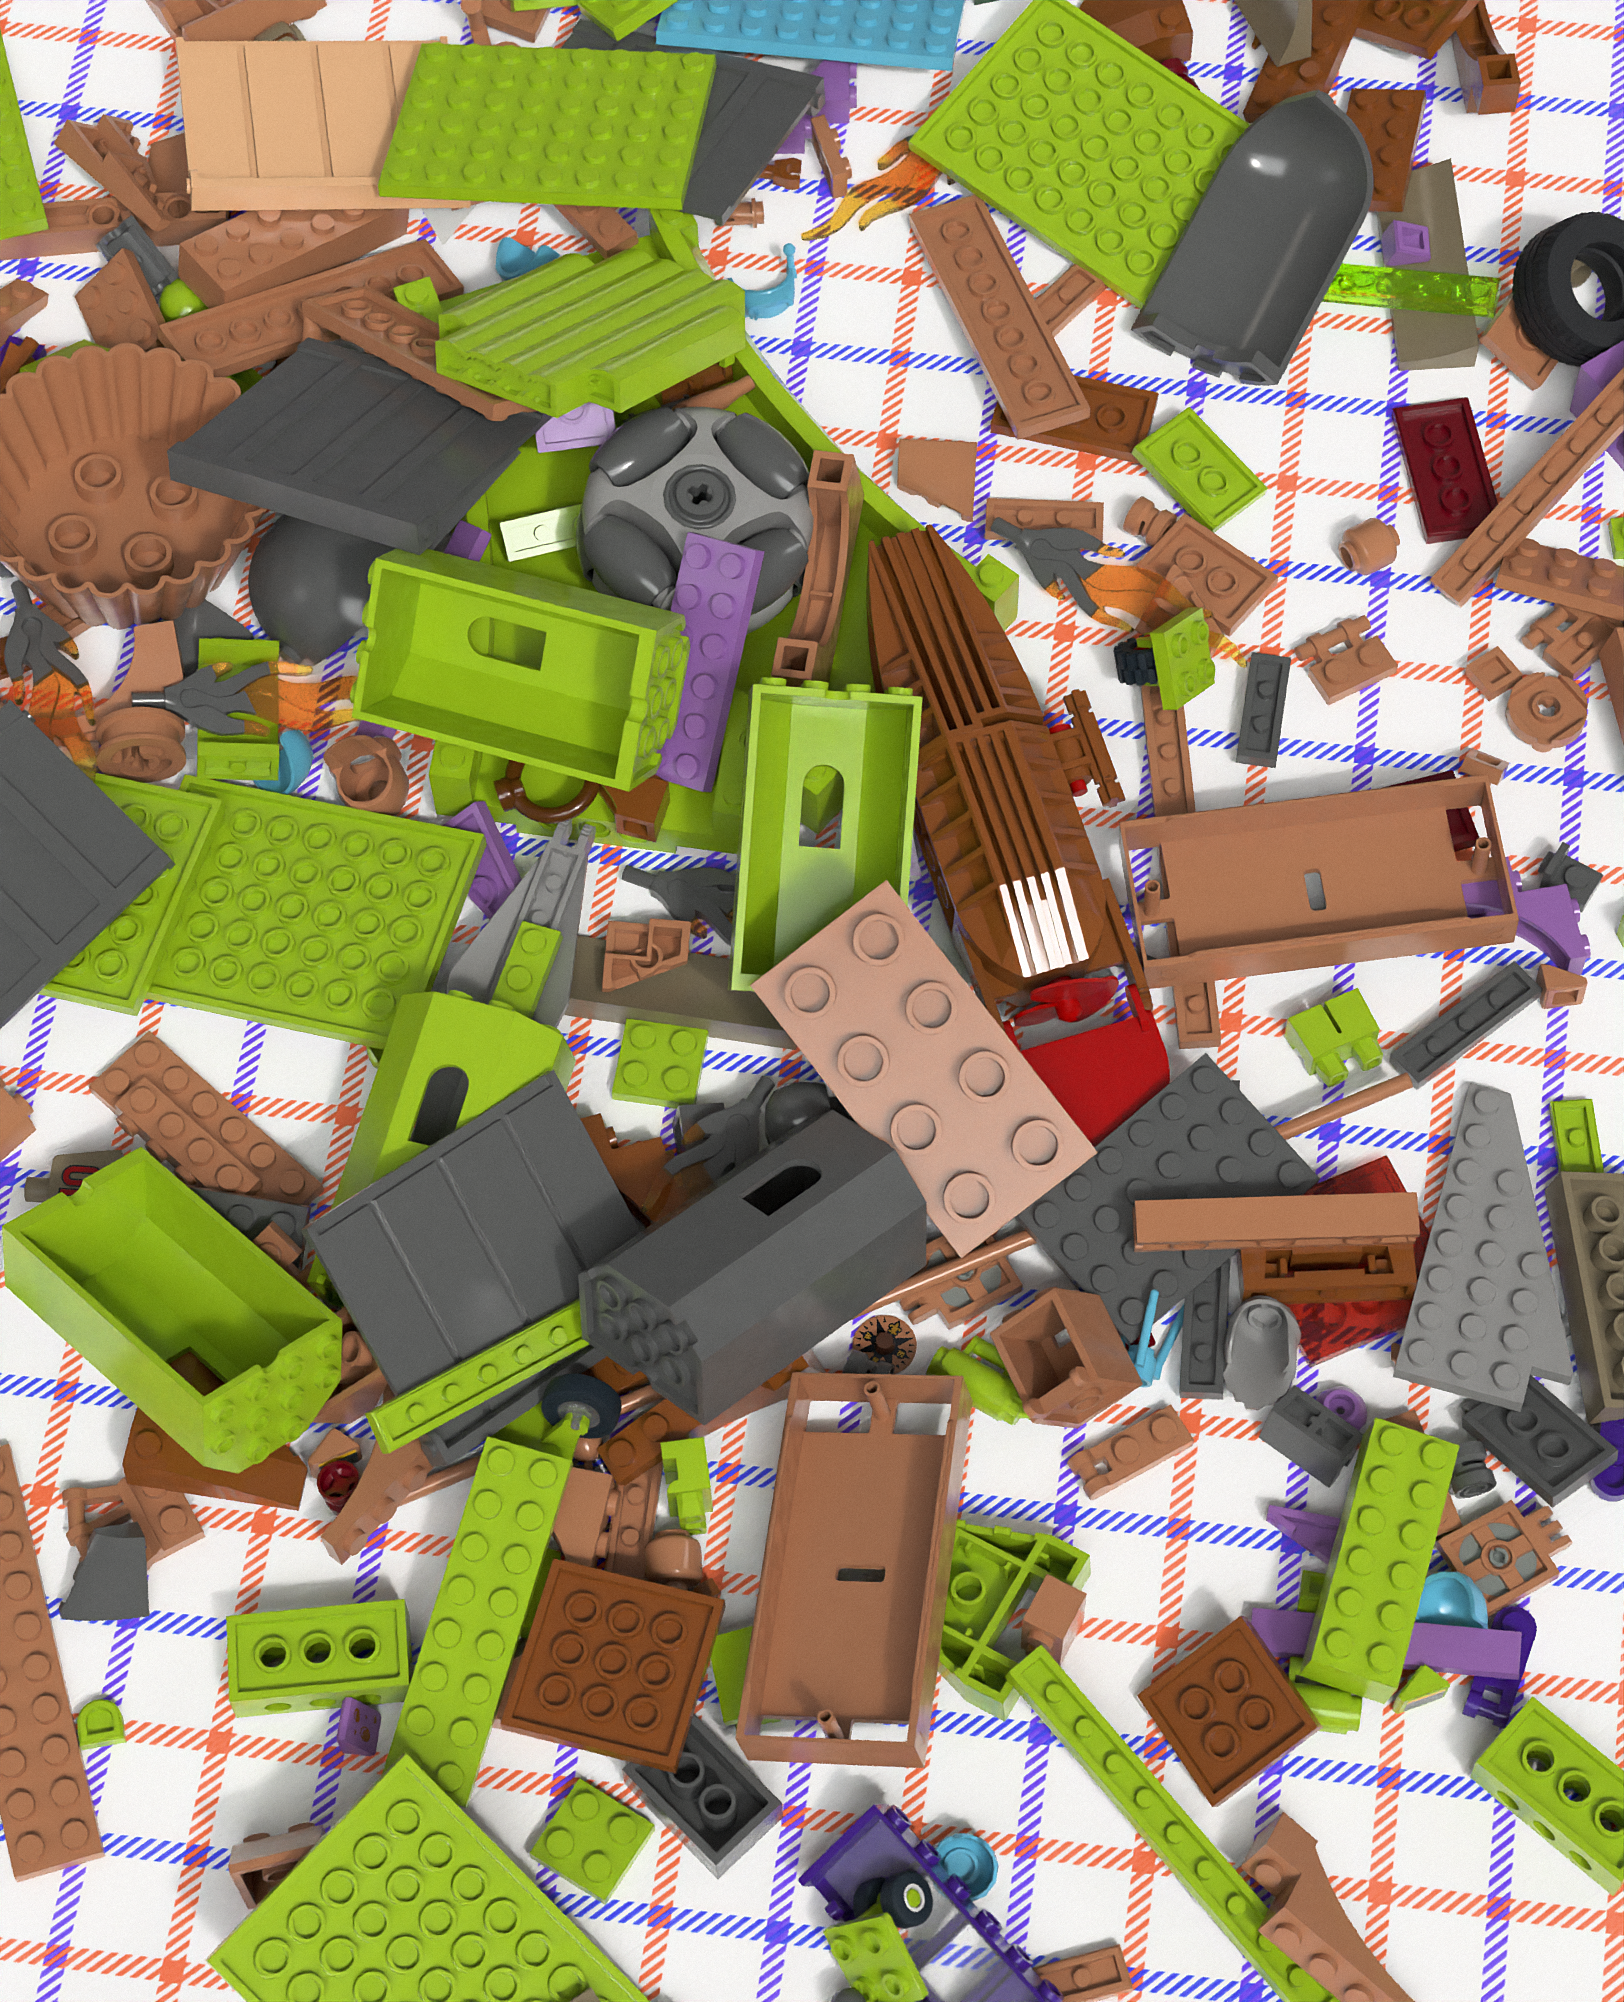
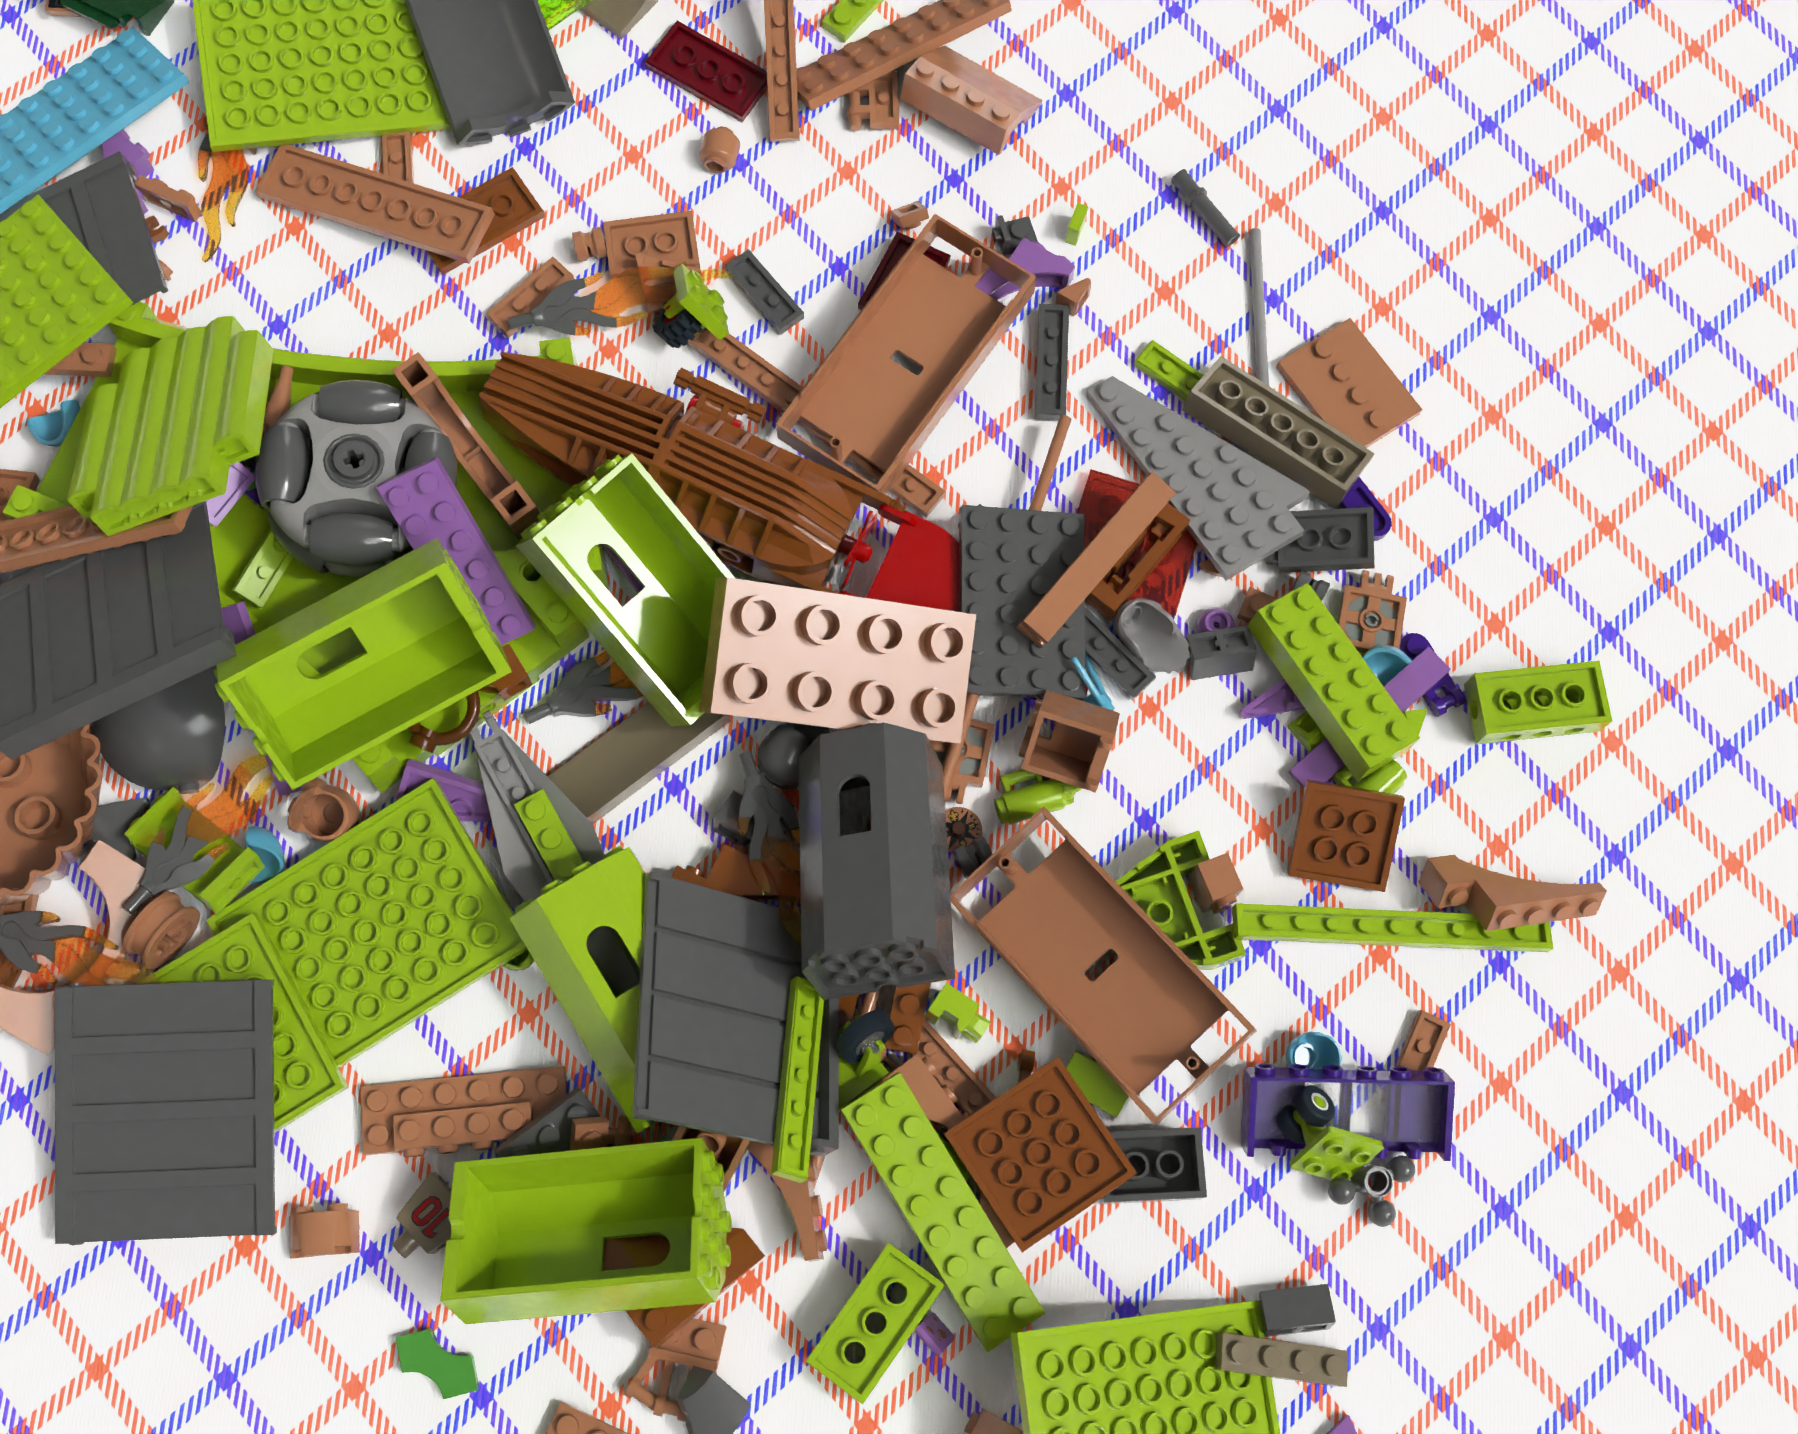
camera: 55 degrees left, 10 degrees up
(332, 1448) = (747, 1203): nougat slope -> none
(337, 1480) = (769, 1217): dark red wheel -> none
(592, 1841) = (1117, 1252): lime plate -> none
(643, 950) = (592, 752): nougat slope -> none
(660, 1064) = (669, 804): lime plate -> none
(674, 1559) = (992, 1062): nougat head -> none
(774, 300) = (234, 303): medium azure helmet -> none
(939, 473) = (442, 324): nougat slope -> none
(1131, 1452) = (1143, 753): nougat plate -> none
(1199, 470) = (583, 190): lime tile -> none
(1335, 1034) = (995, 429): lime hips -> none
(1350, 670) = (783, 224): nougat plate -> none
(1493, 673) = (857, 160): nougat plate -> none
(1543, 731) = (905, 170): nougat plate -> none

